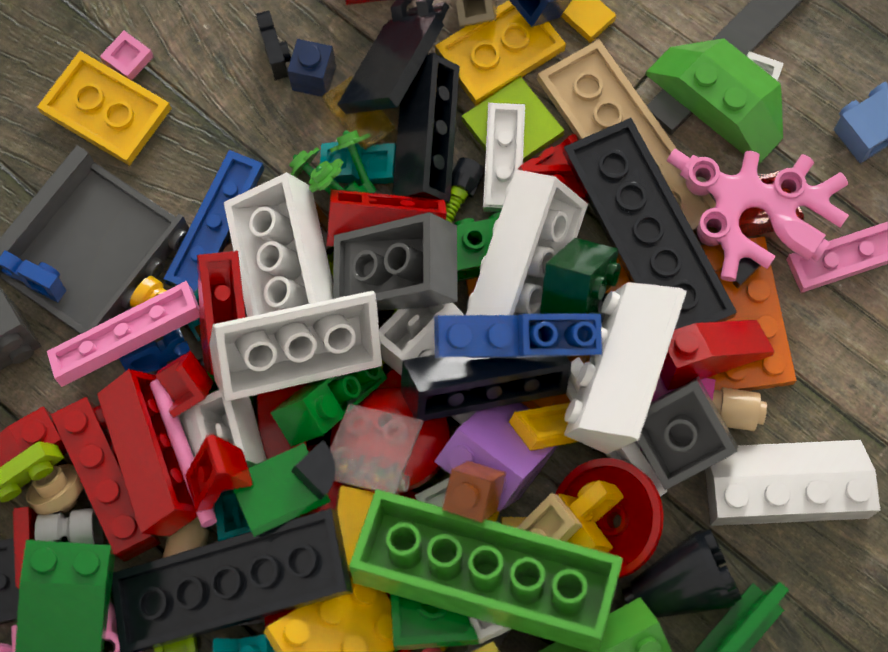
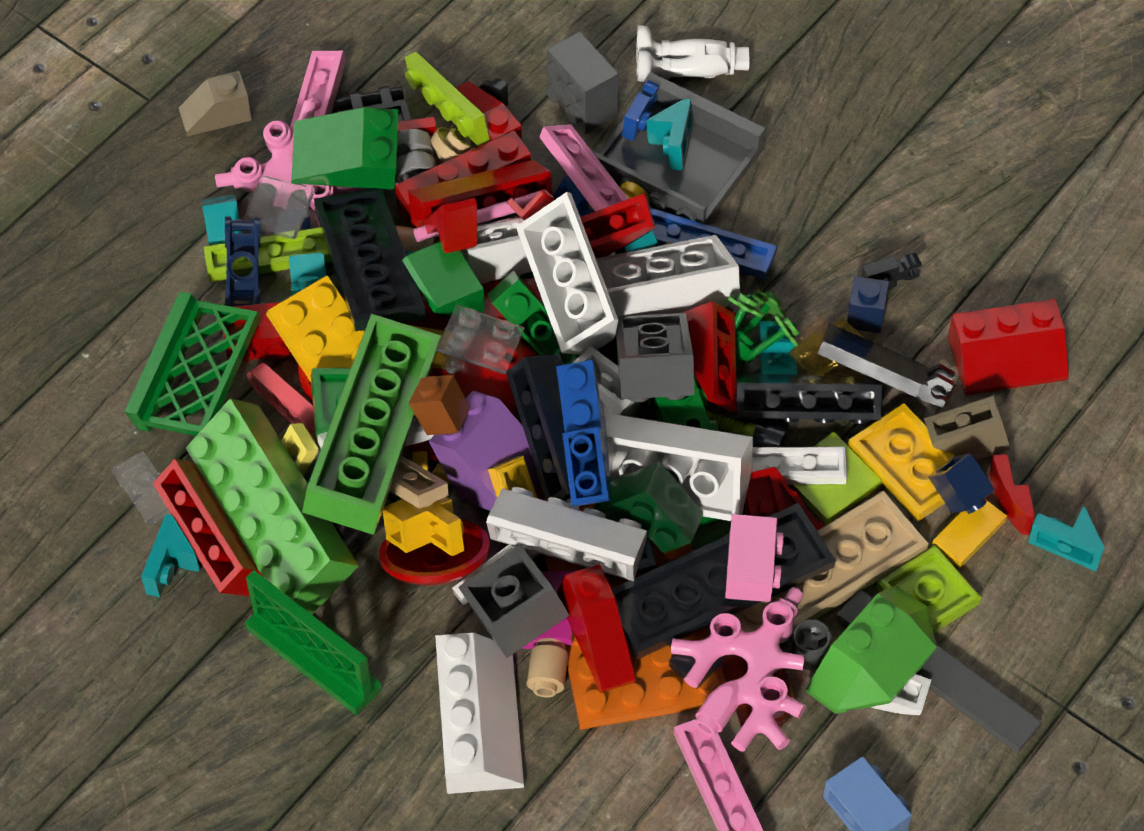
camera: 85 degrees right, 15 degrees down
(64, 240) = (673, 131): none -> teal slope
(104, 108) = (811, 152): yellow plate -> none
(126, 56) = (865, 164): bright pink plate -> none
(317, 470) = (457, 294): black tile -> none
(639, 43) = (936, 585): none -> lime tile
(646, 187) = (751, 558): none -> bright pink brick
(686, 579) = (382, 622): black cone -> none
(712, 146) = (813, 636): none -> dark grey wheel

